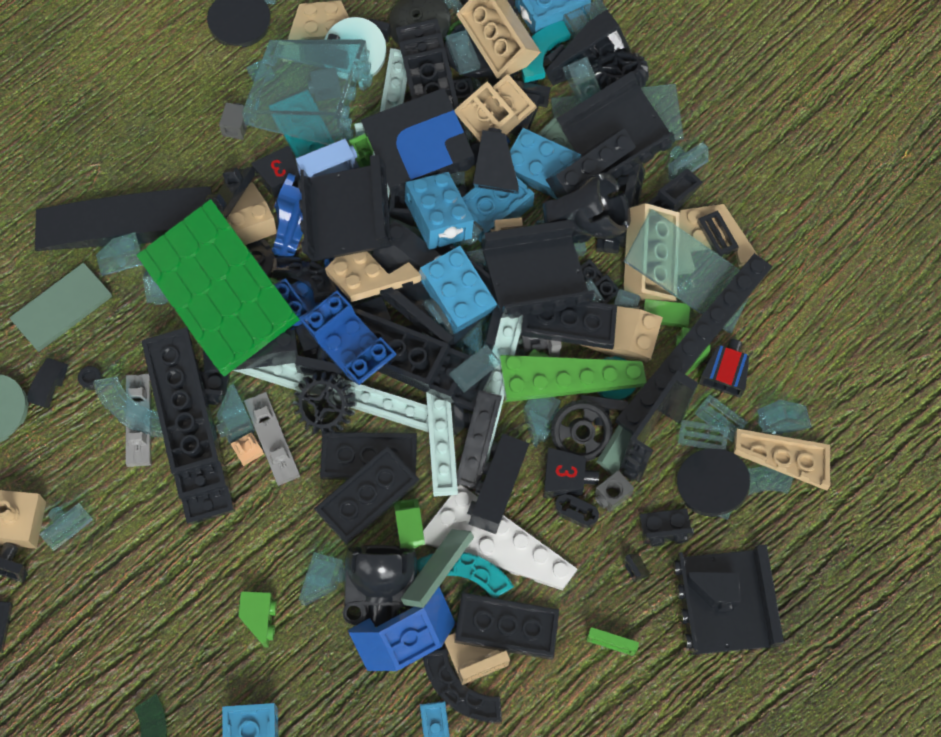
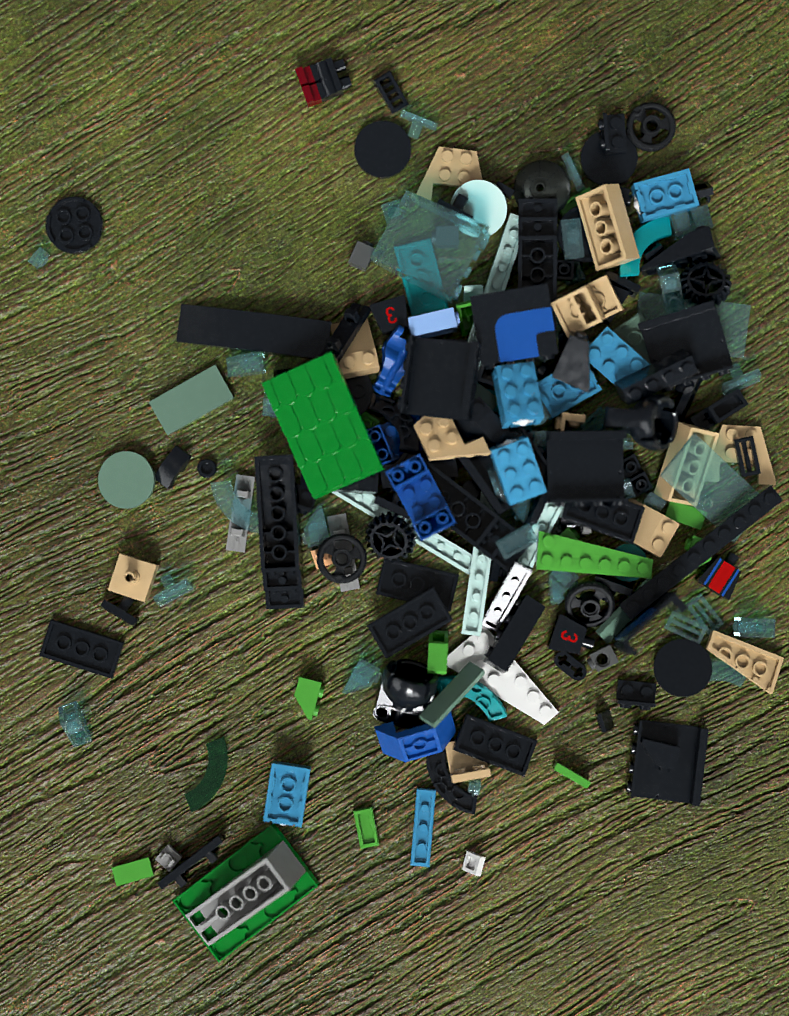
camera: 15 degrees right, 20 degrees up
(250, 428) = (328, 547): none -> black wheel
(494, 686) = (474, 787): none -> clear light blue plate

